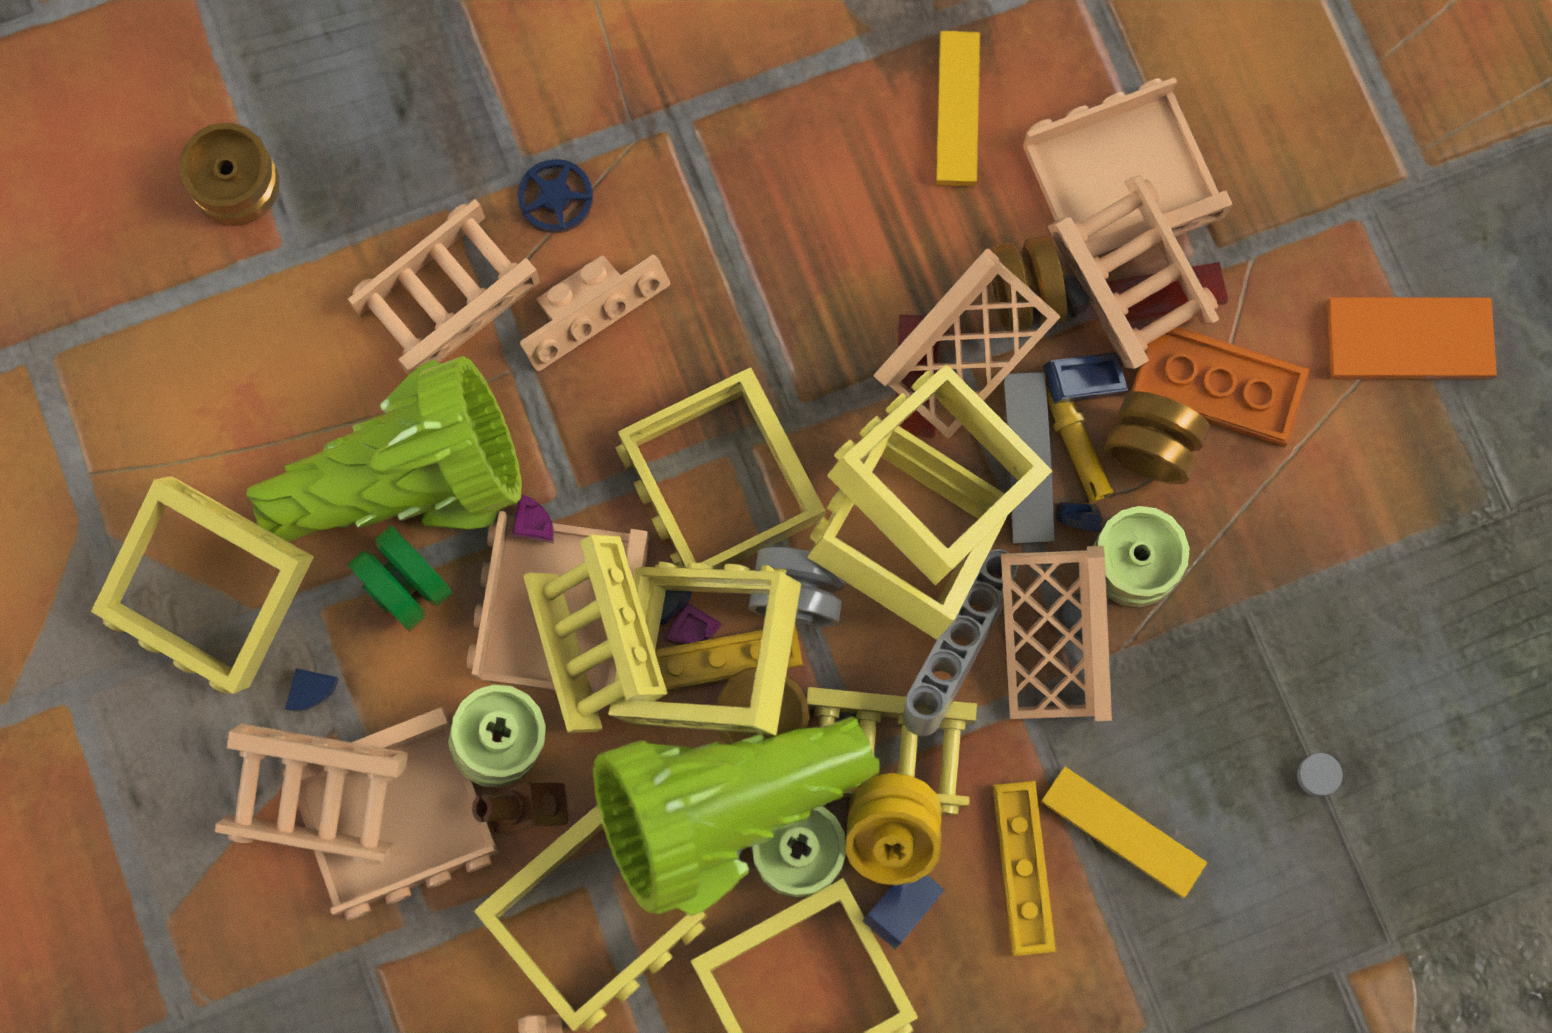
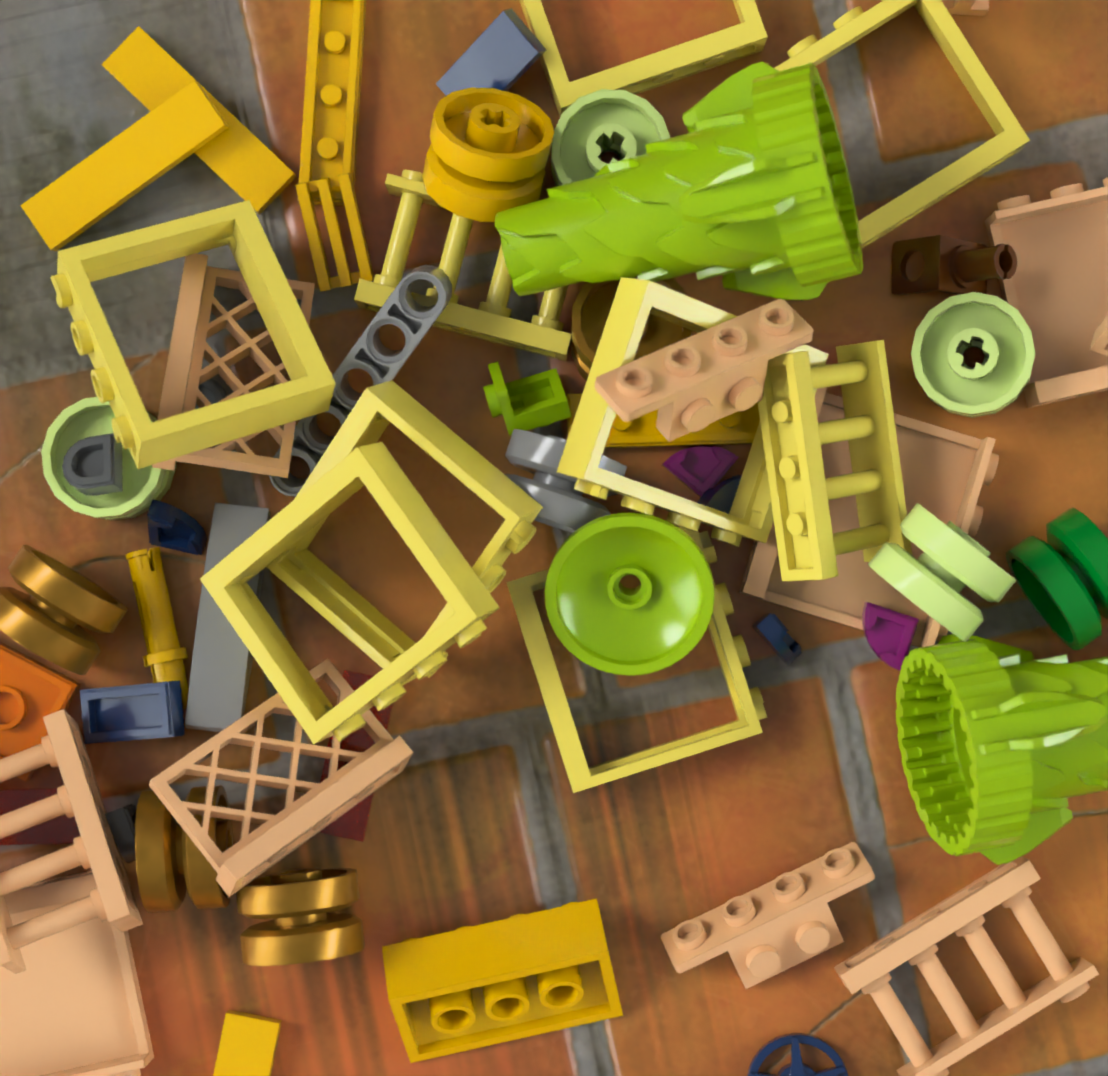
camera: 170 degrees left, 10 degrees up
(502, 557) = (942, 571): none -> yellowish green wheel
(616, 508) = (776, 636): none -> dark blue tile
(701, 669) = (707, 372): none -> light nougat bracket
(729, 490) = (621, 626): none -> lime dish
(781, 233) = (501, 980): none -> yellow slope
(832, 652) = (527, 401): none -> lime bracket
(932, 249) = (300, 924): none -> pearl gold wheel
(988, 727) = (314, 237): none -> yellow tile
(1033, 683) = (217, 423): none -> light yellow window
(1146, 542) = (95, 465): none -> dark grey tile
(1172, 784) = (124, 166): none -> yellow tile

